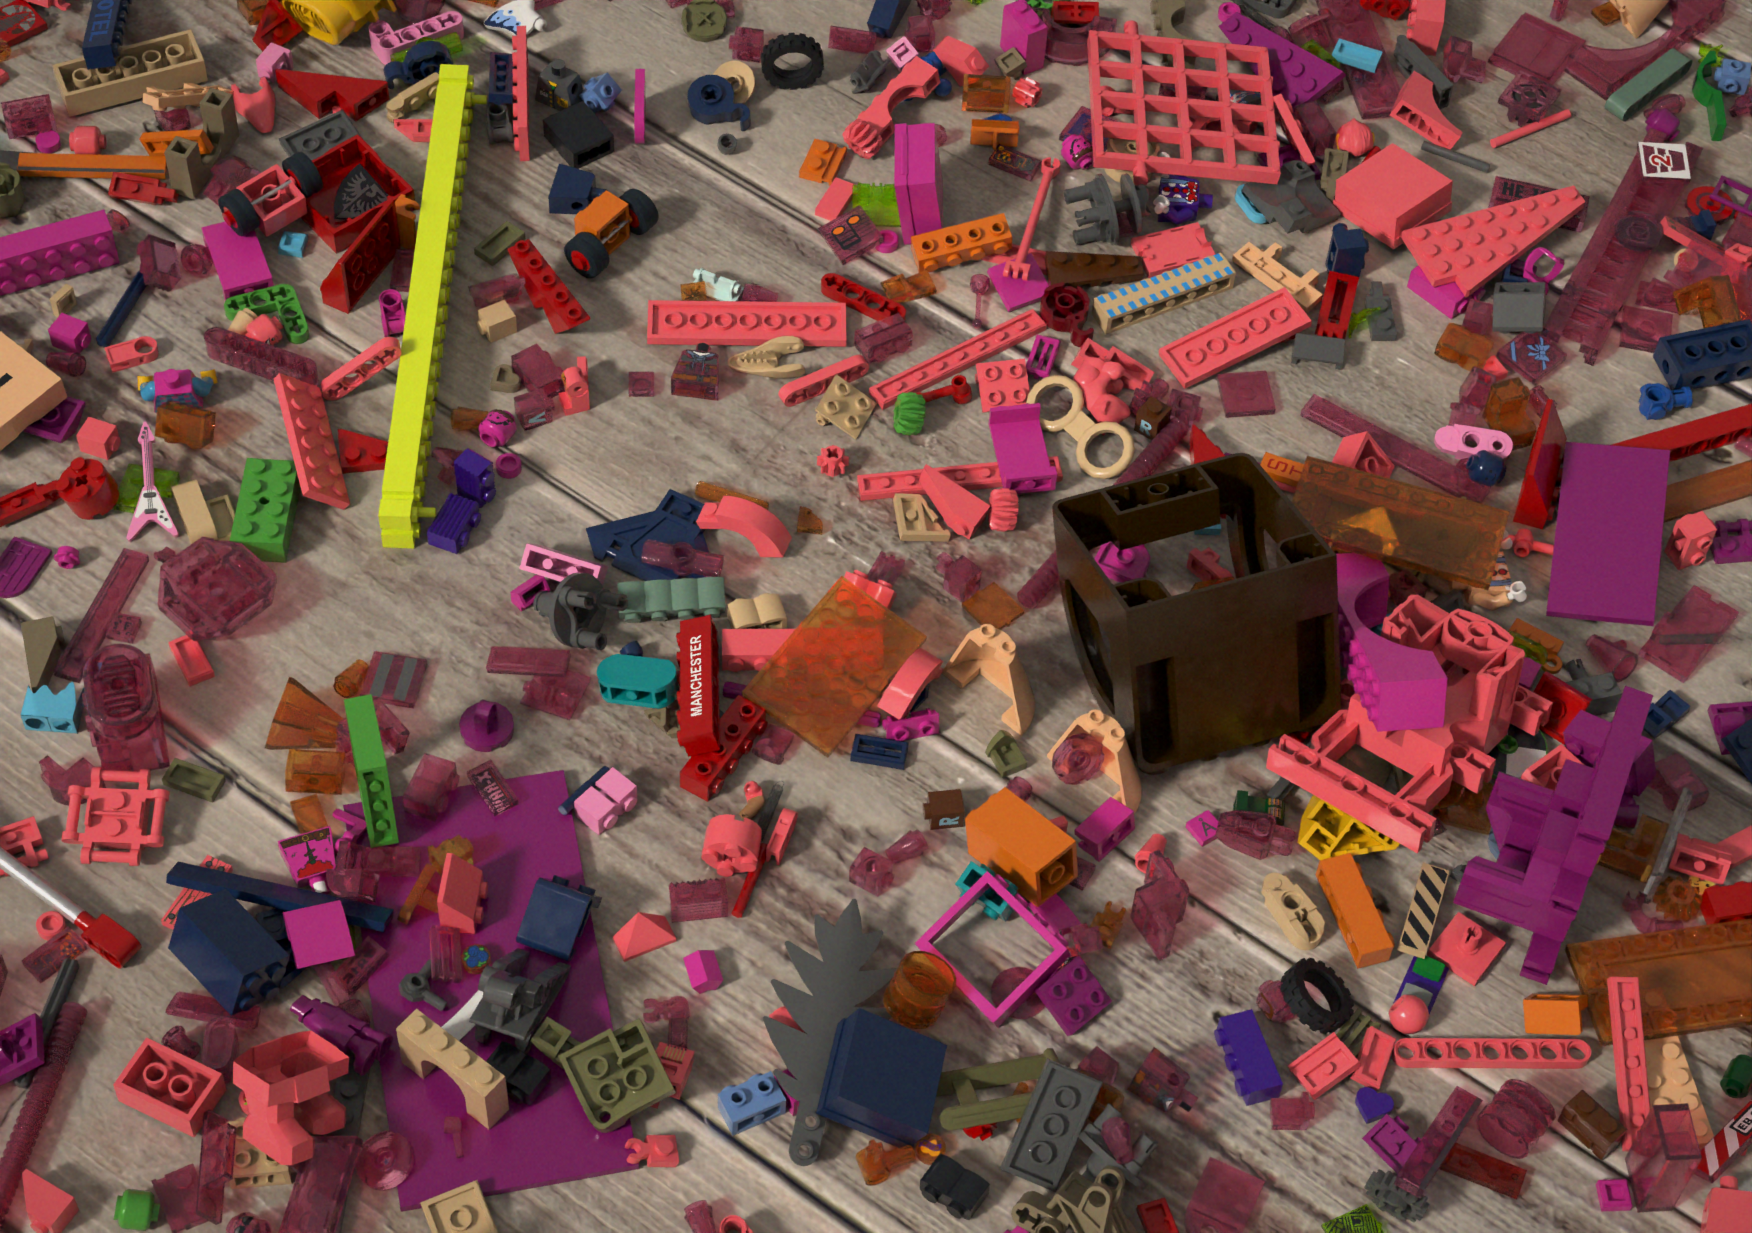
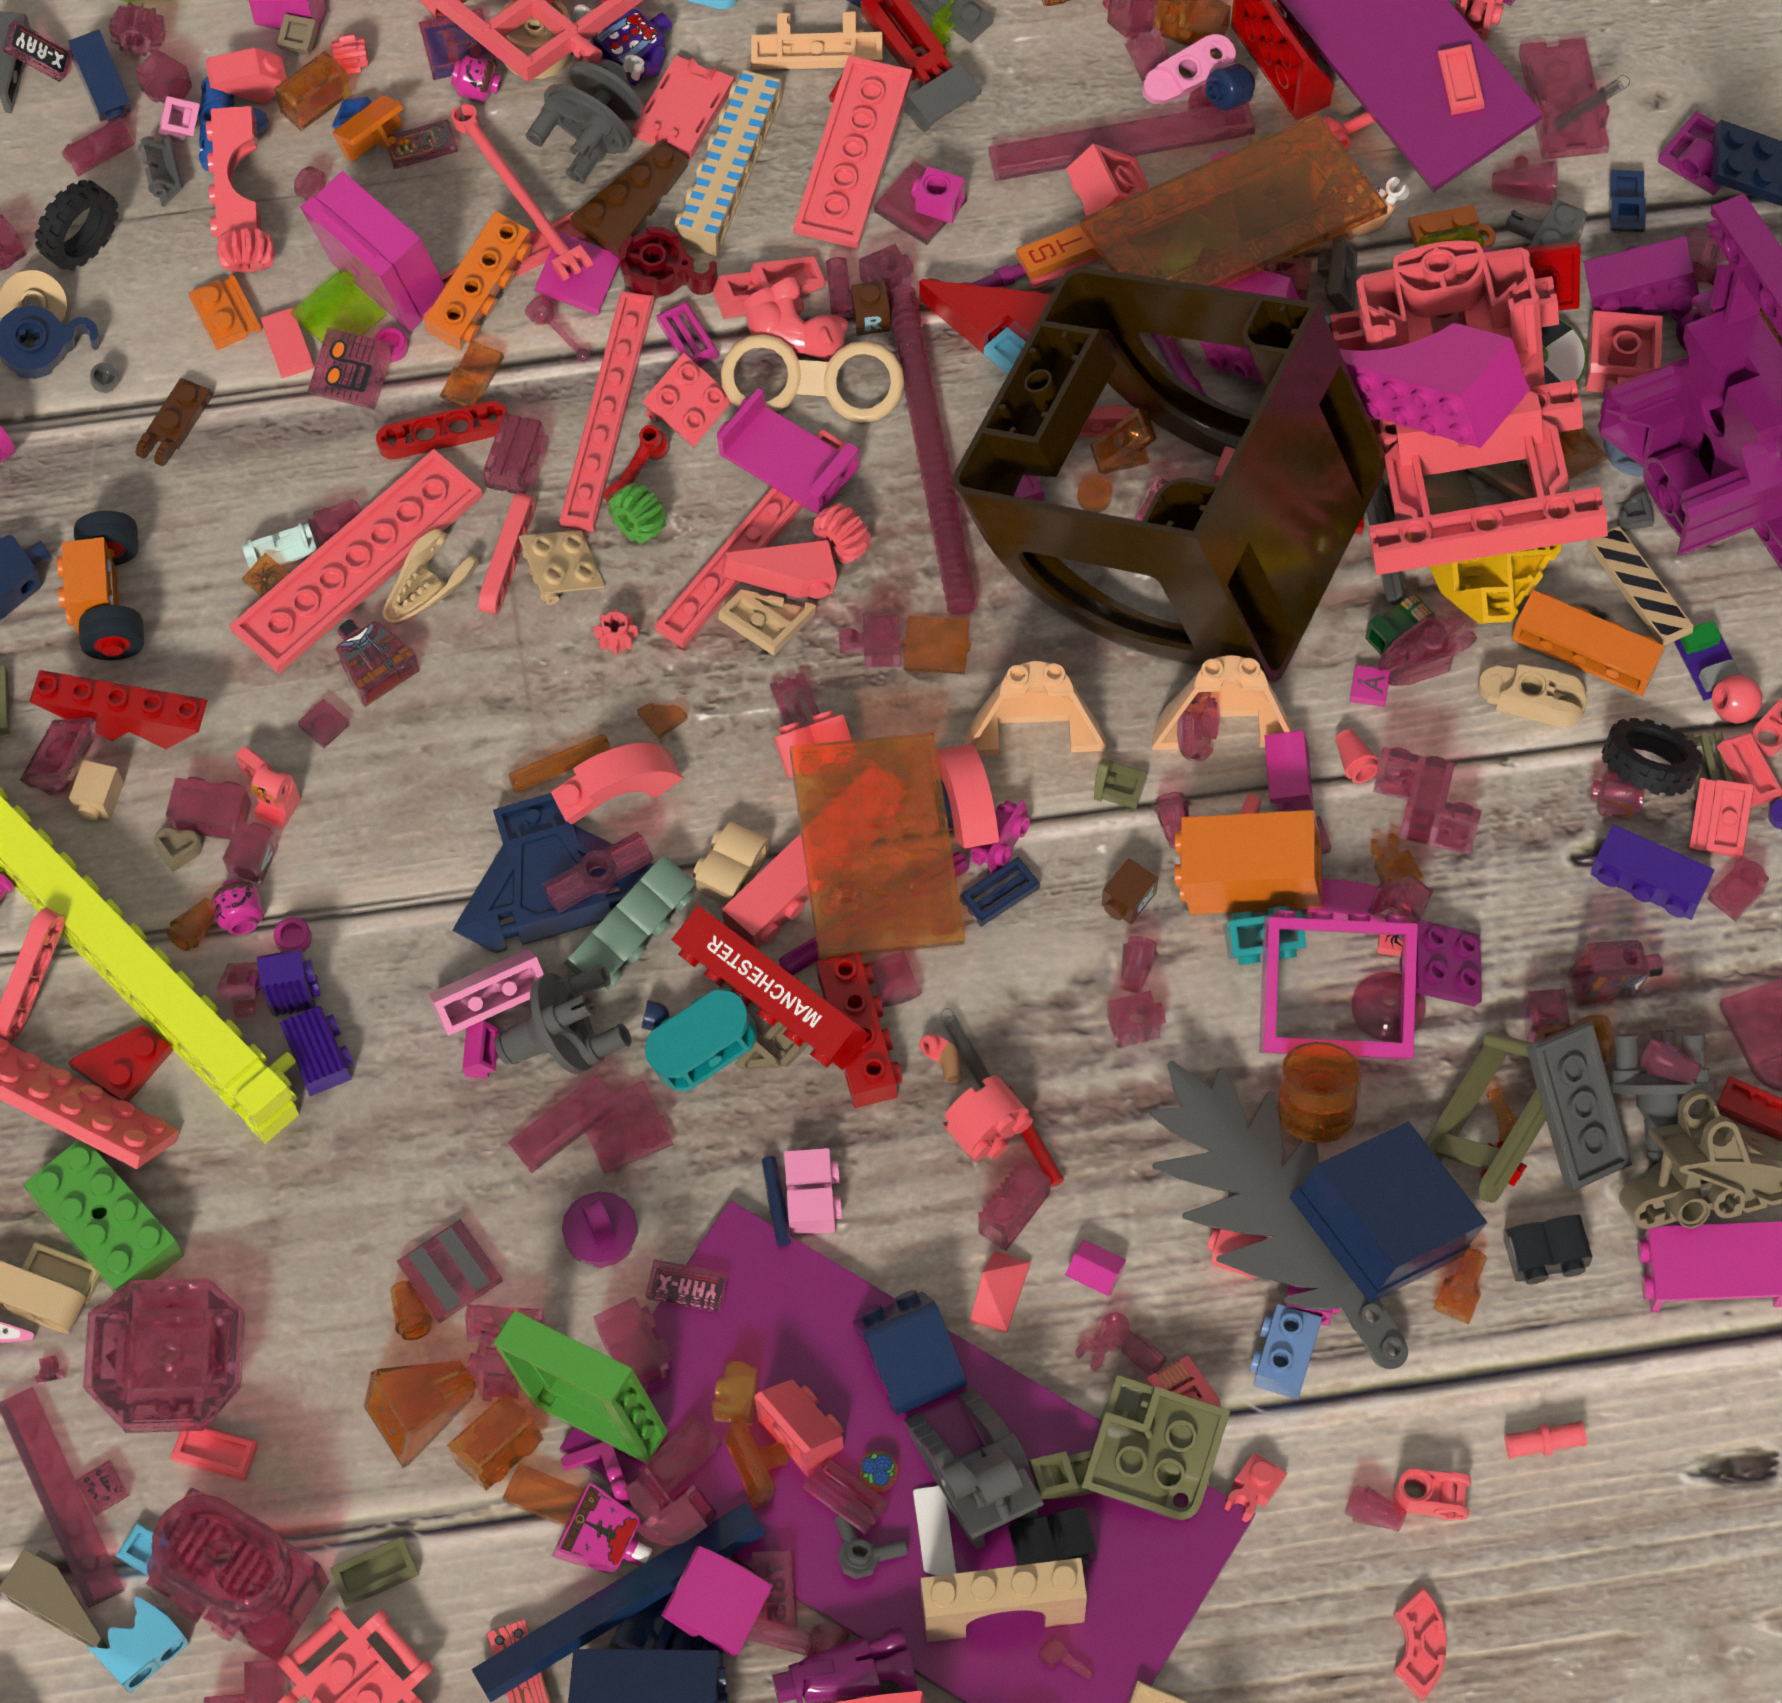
camera: 40 degrees left, 10 degrees up
(737, 191) = (174, 420): none -> reddish brown hinge
(781, 835) = (1011, 1062): coral piece -> none
(929, 1148) = (1490, 1236): clear orange tile -> none
(1255, 393) = (942, 205): none -> dark pink brick
(1466, 948) = (1710, 587): coral tile -> none
(1623, 565) = (1460, 79): none -> coral tile

